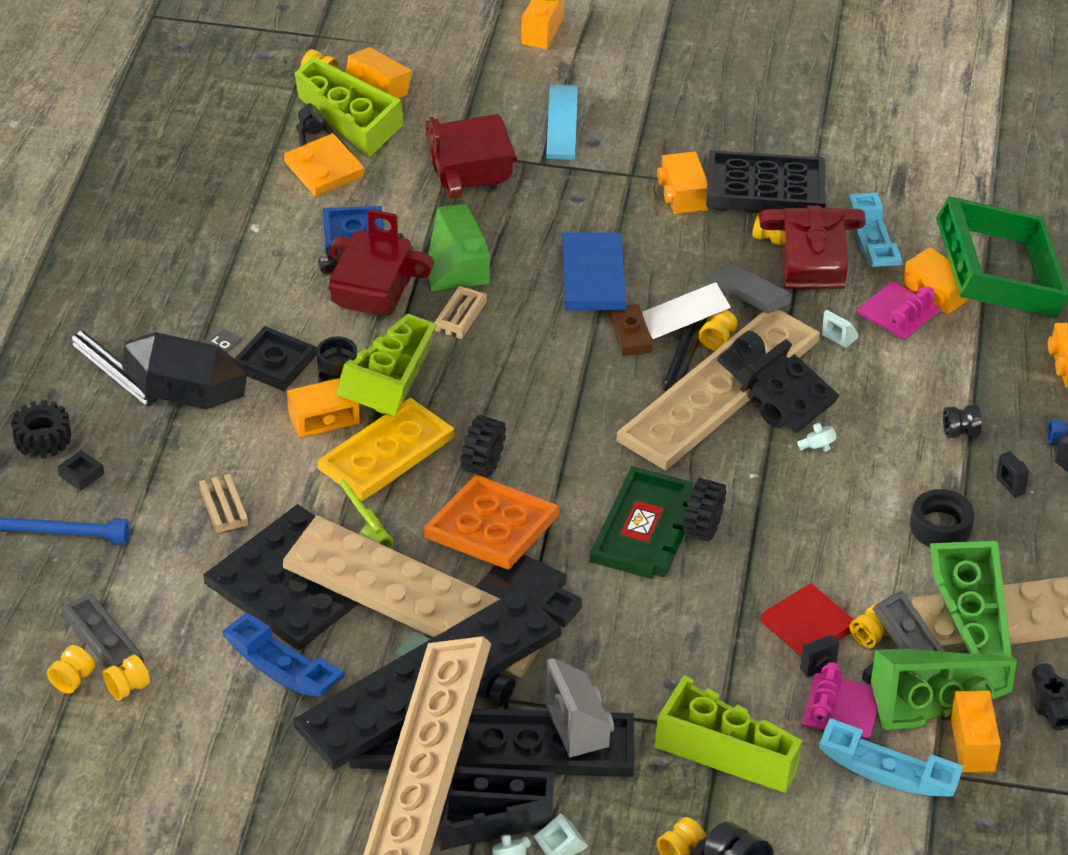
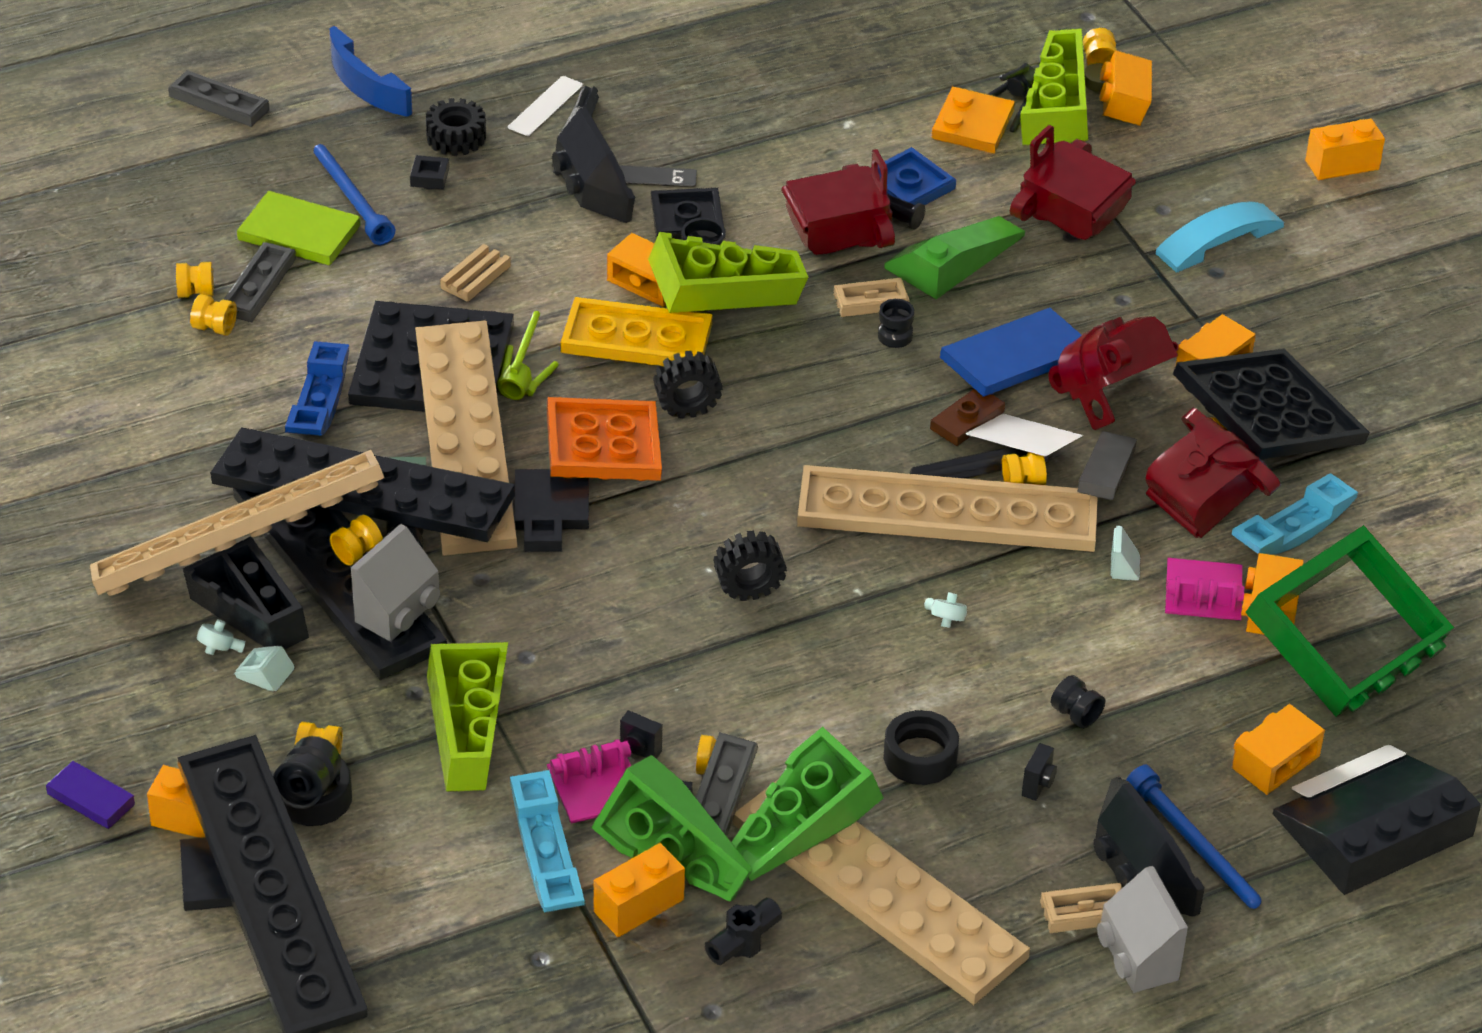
camera: 55 degrees right, 0 degrees up
(60, 371) = (545, 105): none -> white sticker
(62, 578) = (306, 227): none -> lime tile
(494, 709) = (355, 540): none -> yellow wheel
(508, 312) = (894, 328): none -> black wheel
(644, 524) = (687, 542): dark green hinge -> none
(666, 229) = (1107, 356): none -> dark red piece
(784, 385) = (980, 540): black plate -> none
(806, 618) = (690, 709): red tile -> none

